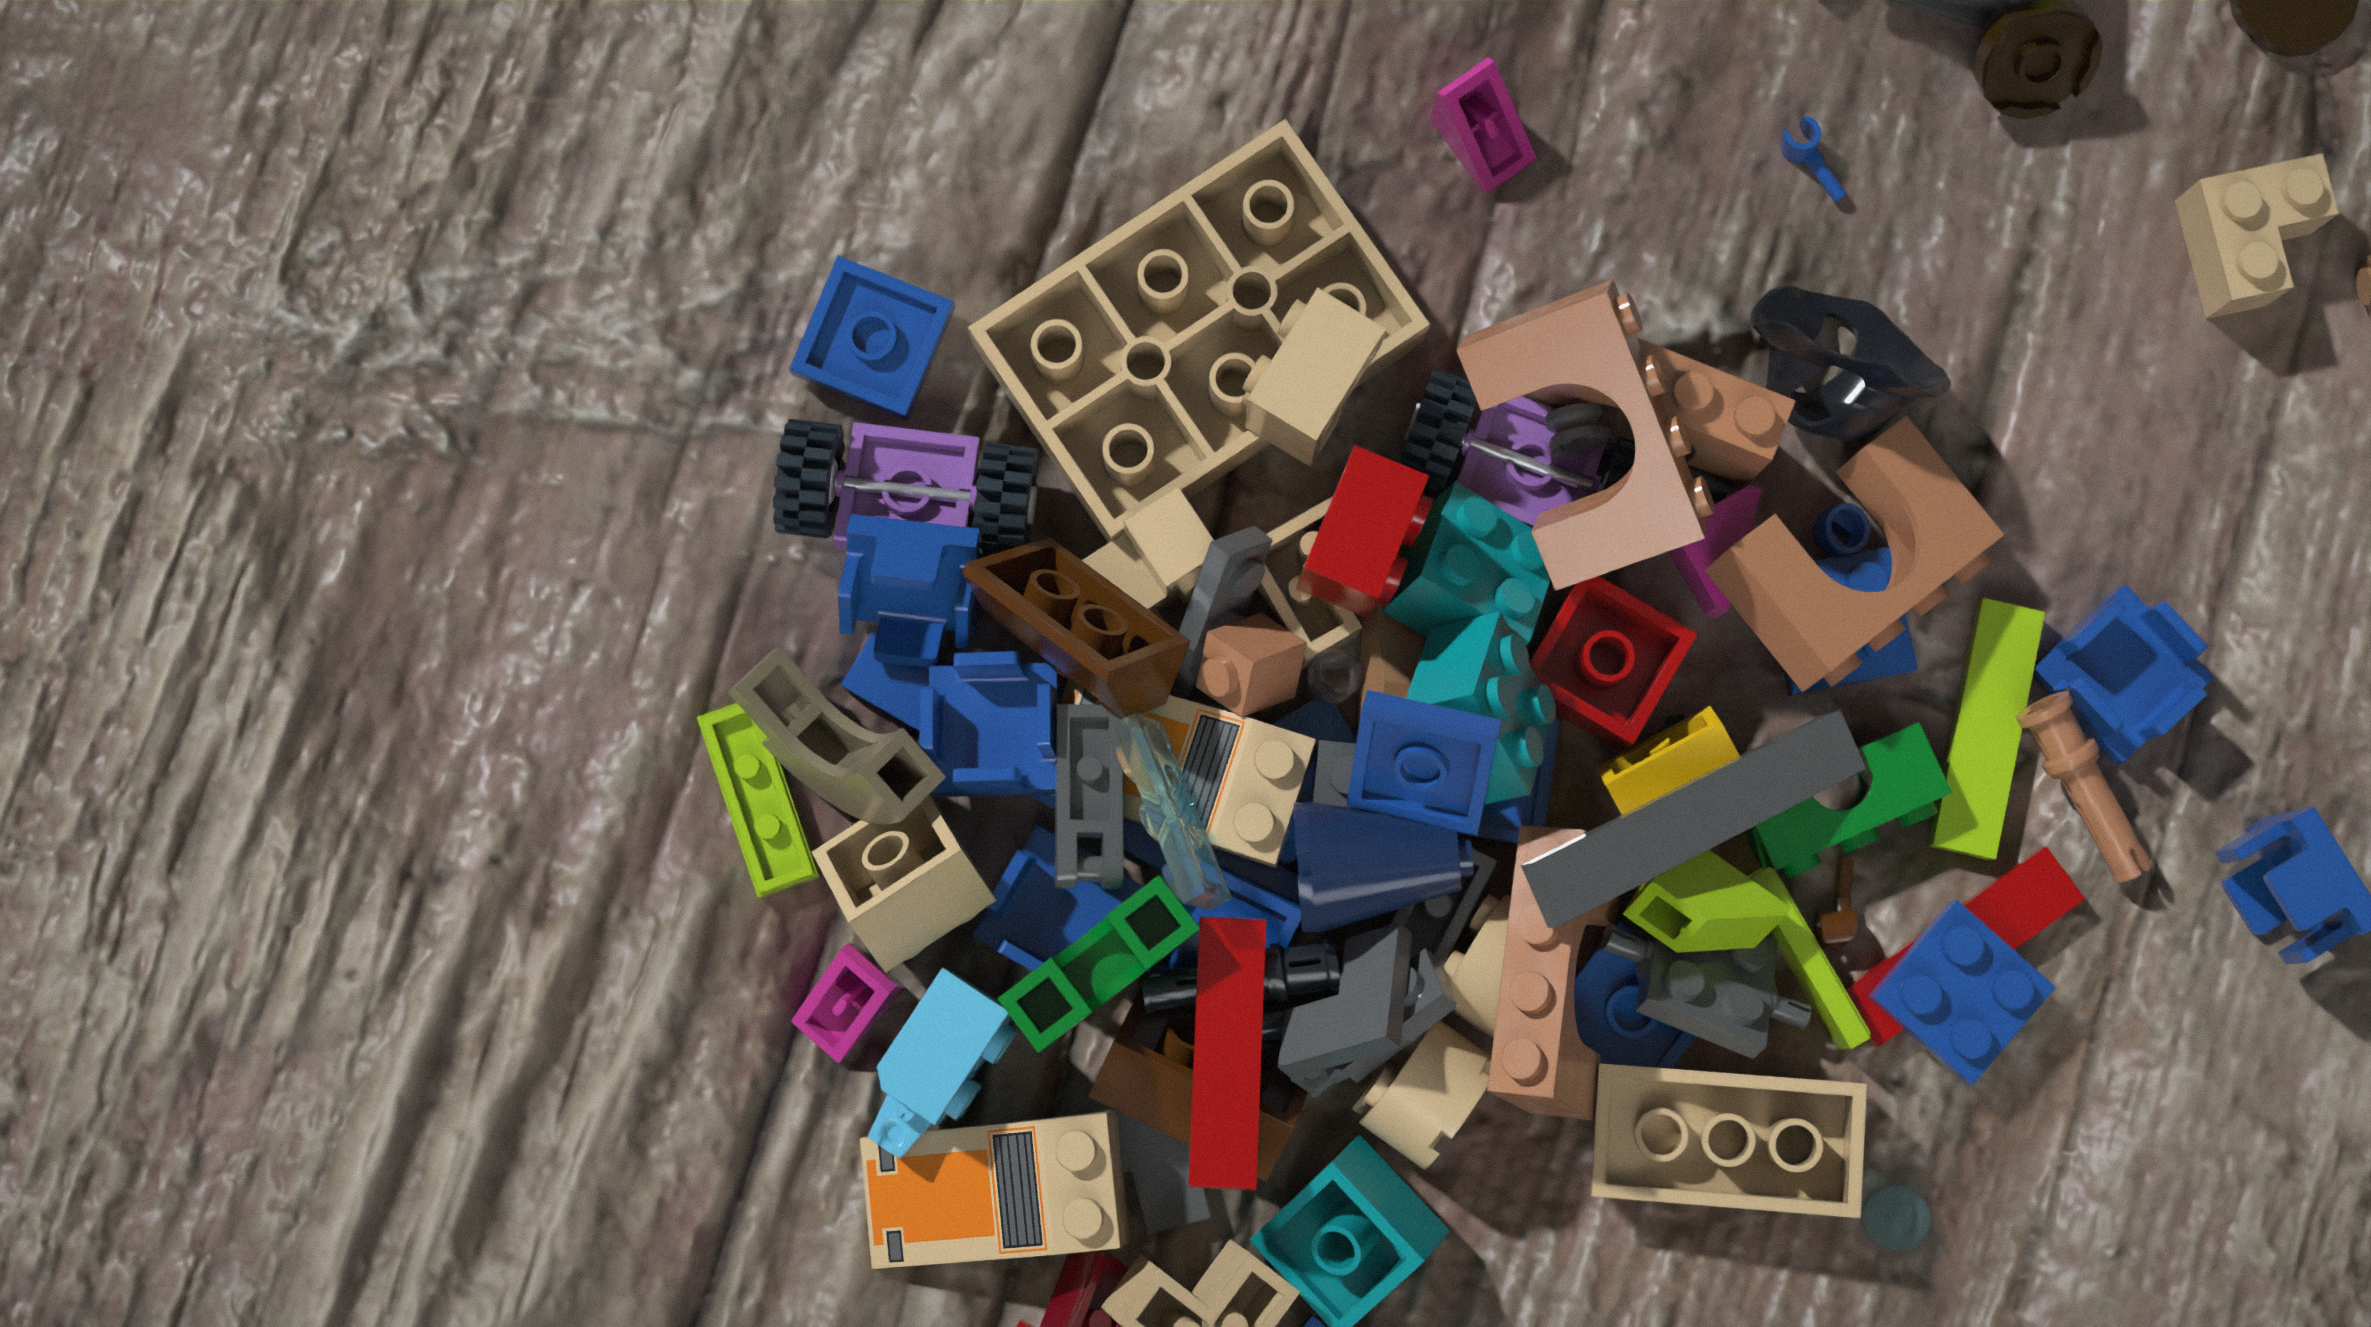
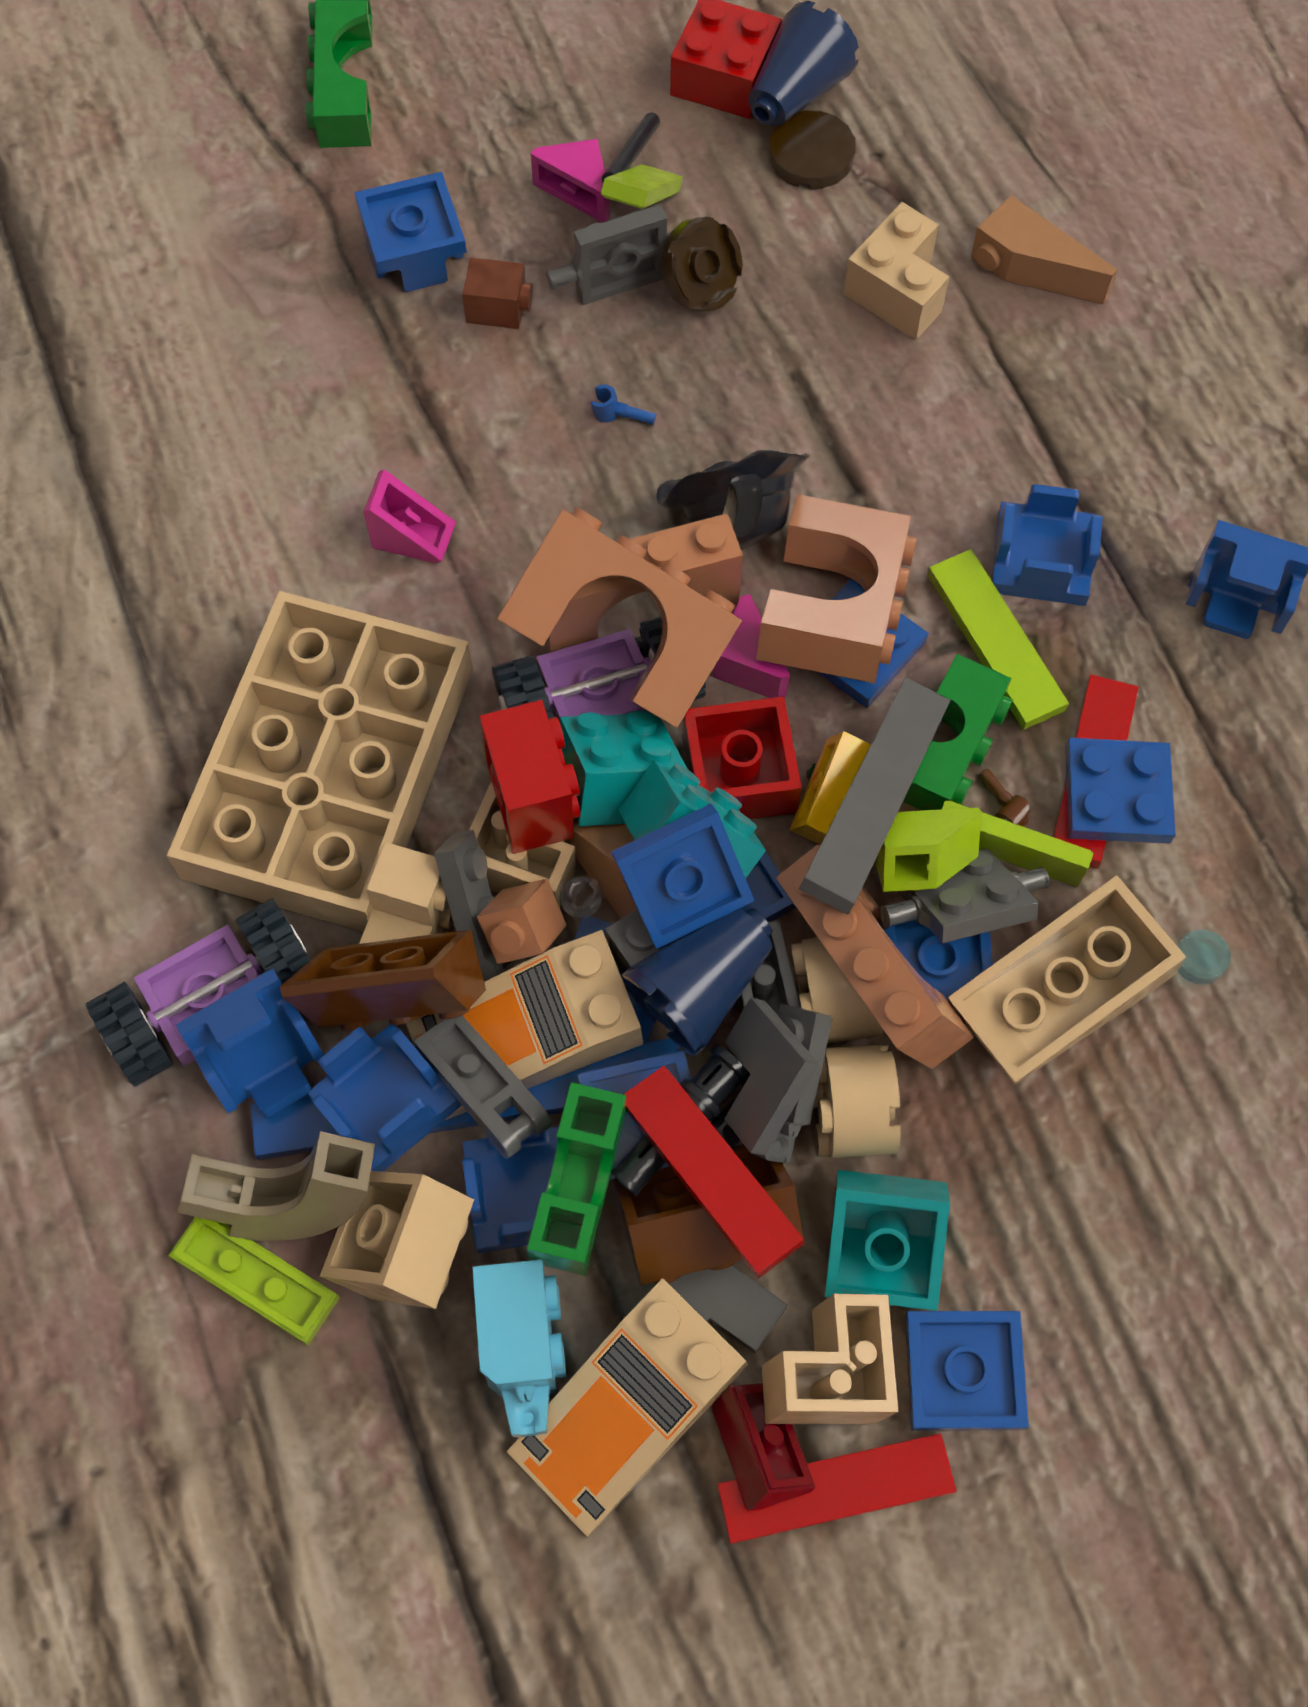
camera: 40 degrees left, 15 degrees down
(846, 1002) = (423, 1360): dark pink slope -> none
(872, 338) = (106, 921): blue plate -> none
(1170, 813) = (544, 1046): clear light blue plate -> none
(1308, 382) = (418, 715): tan brick -> none
(1576, 429) = (609, 637): dark grey bush -> none
(1846, 521) = (816, 584): blue hinge -> none
(2073, 761) = (1061, 613): nougat pin -> none

